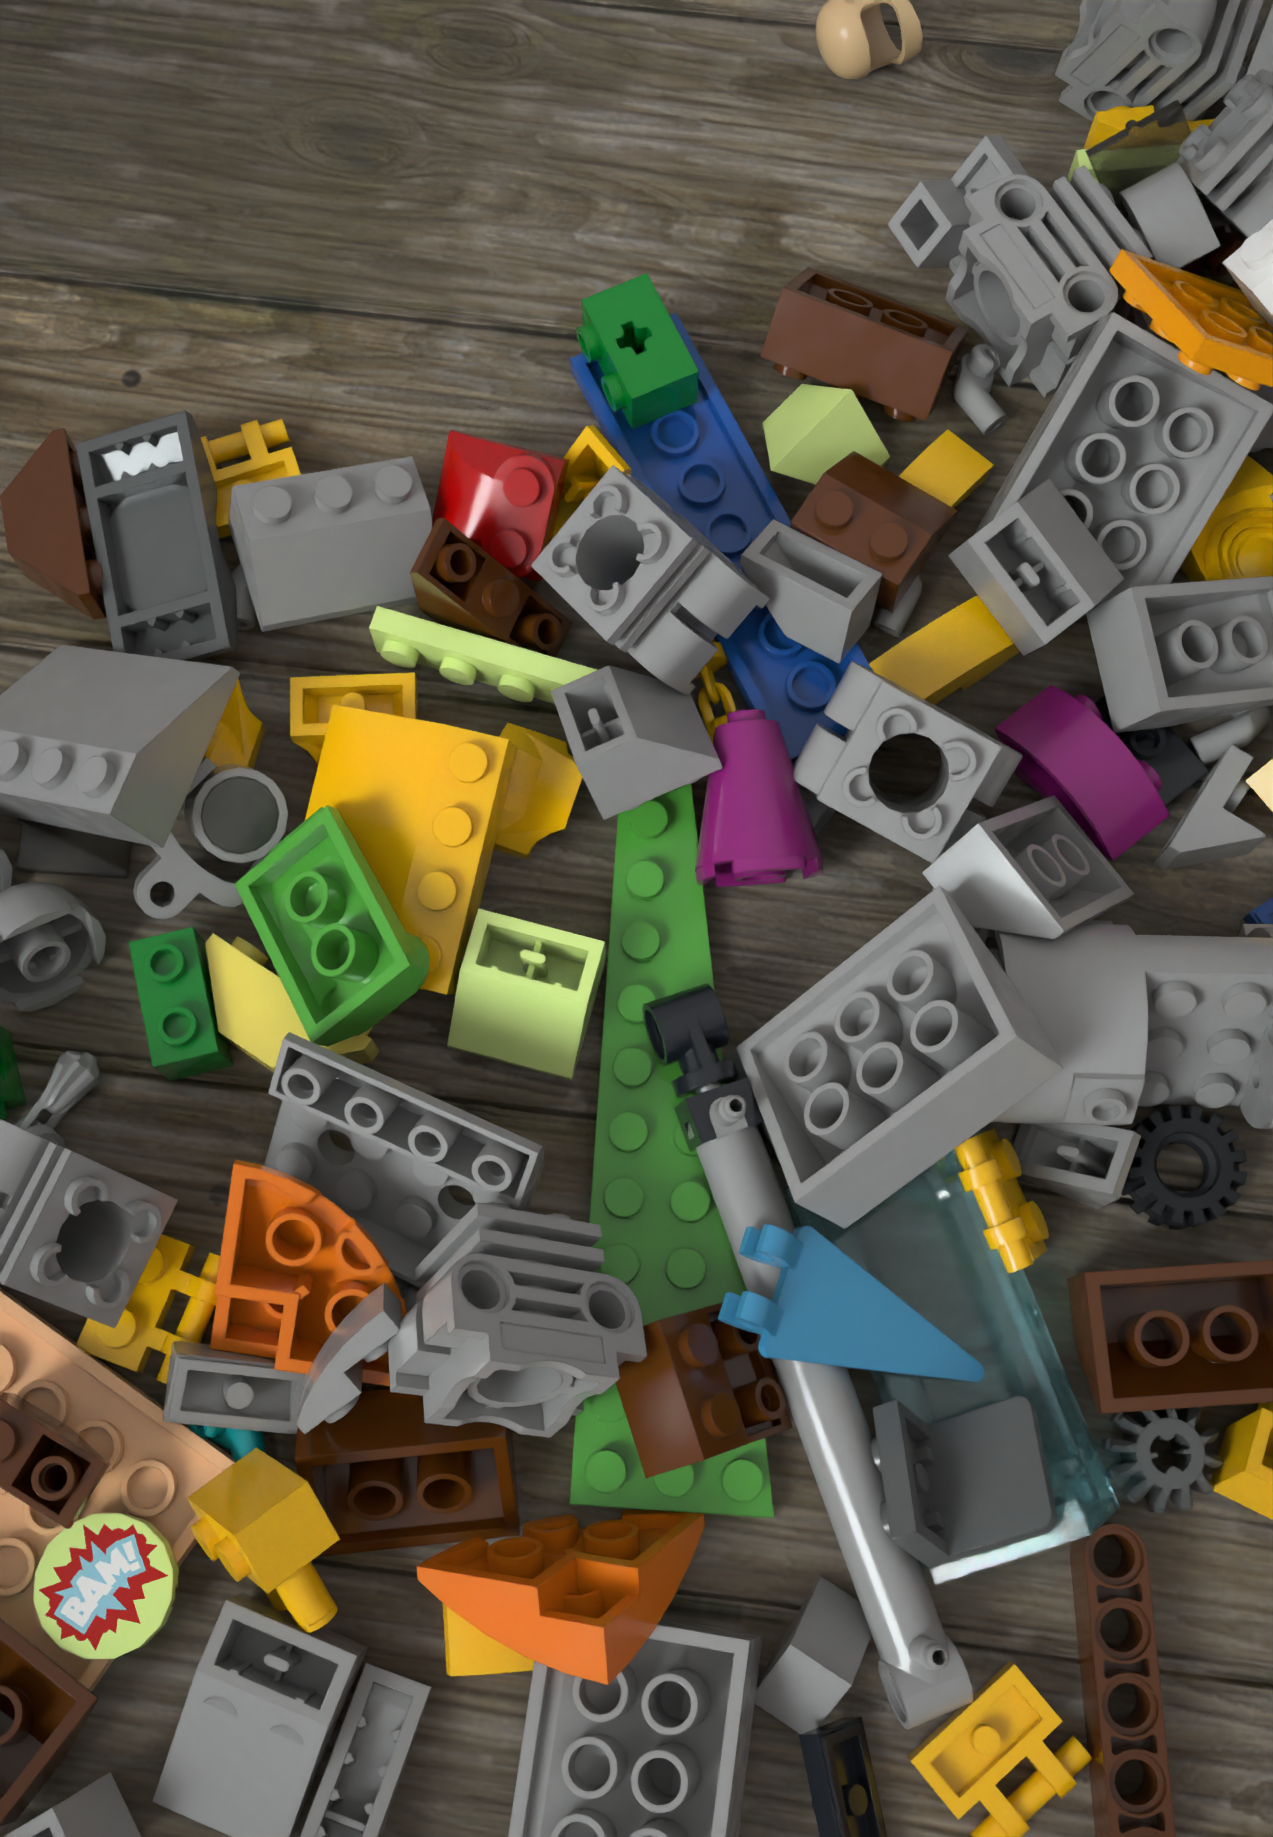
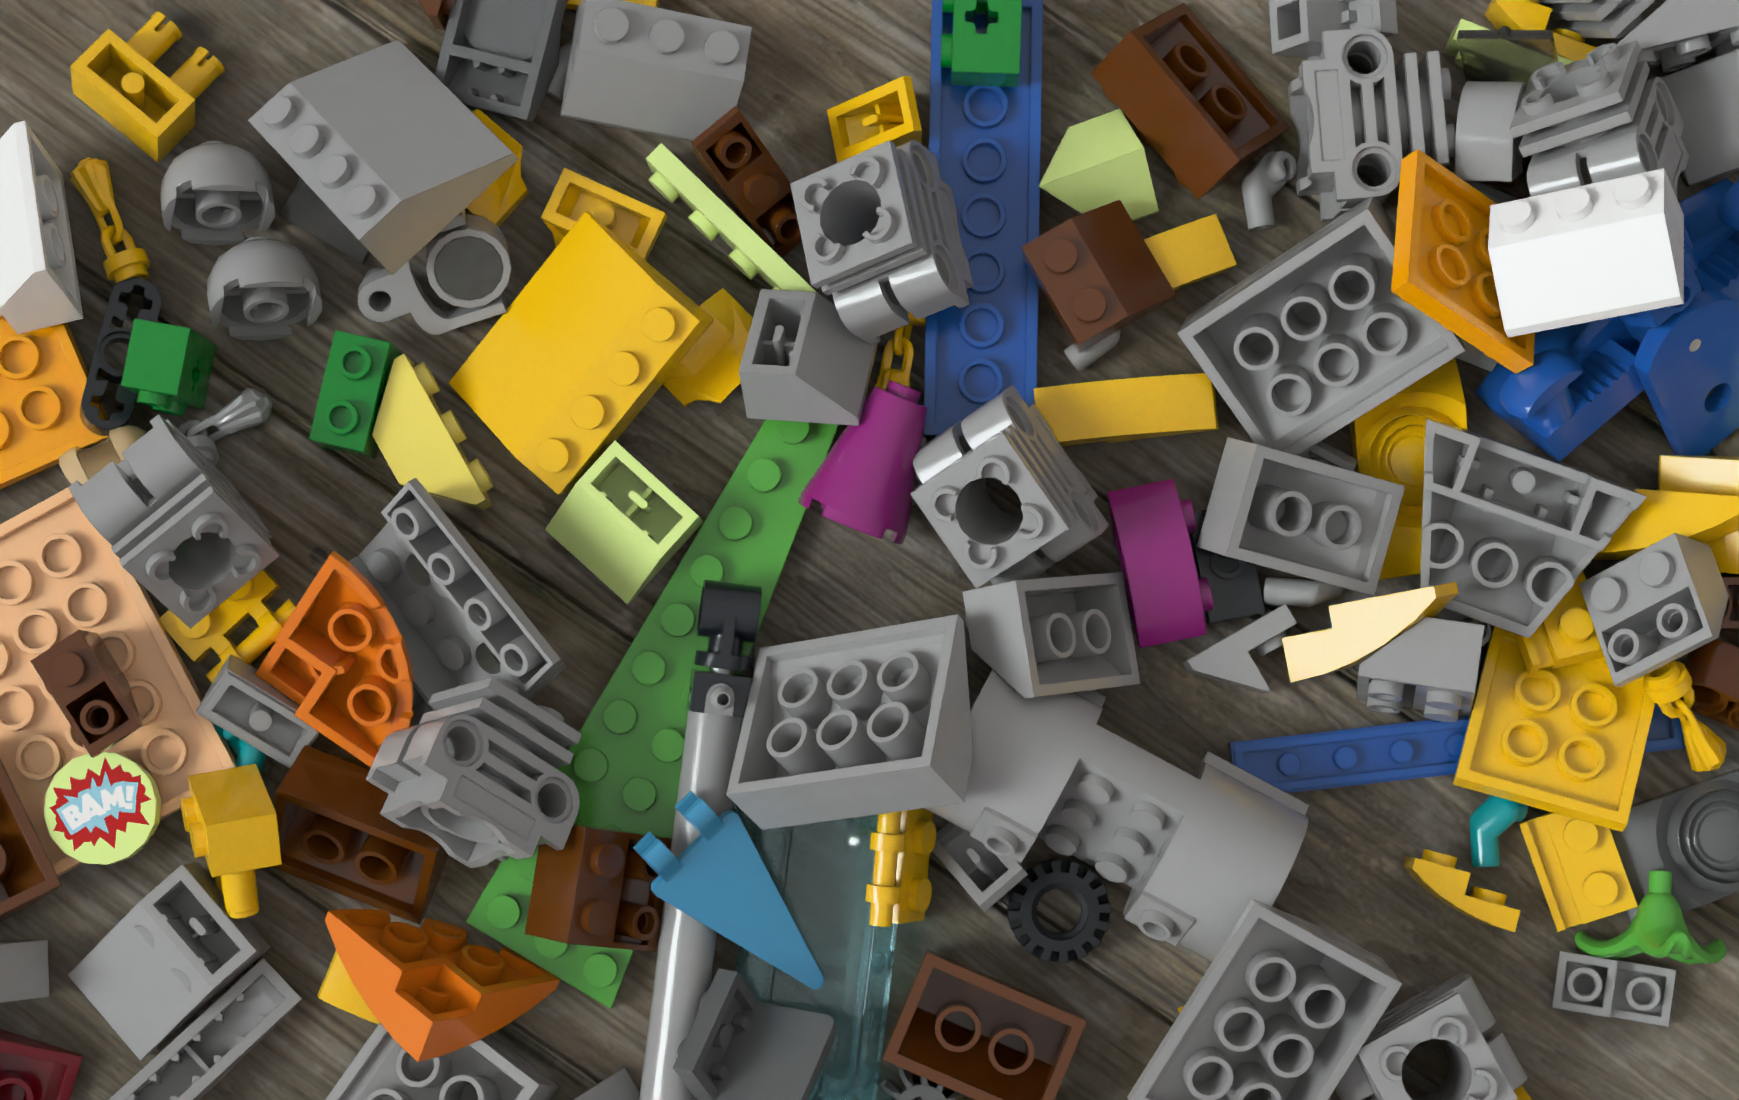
camera: 35 degrees right, 10 degrees up
(331, 930) = (491, 401): bright green slope -> none
(336, 1373) = (337, 741): light grey slope -> none
(501, 498) = (804, 100): red slope -> none
(812, 589) = (1011, 308): light grey slope -> none
(1036, 568) = (1204, 384): light grey slope -> none

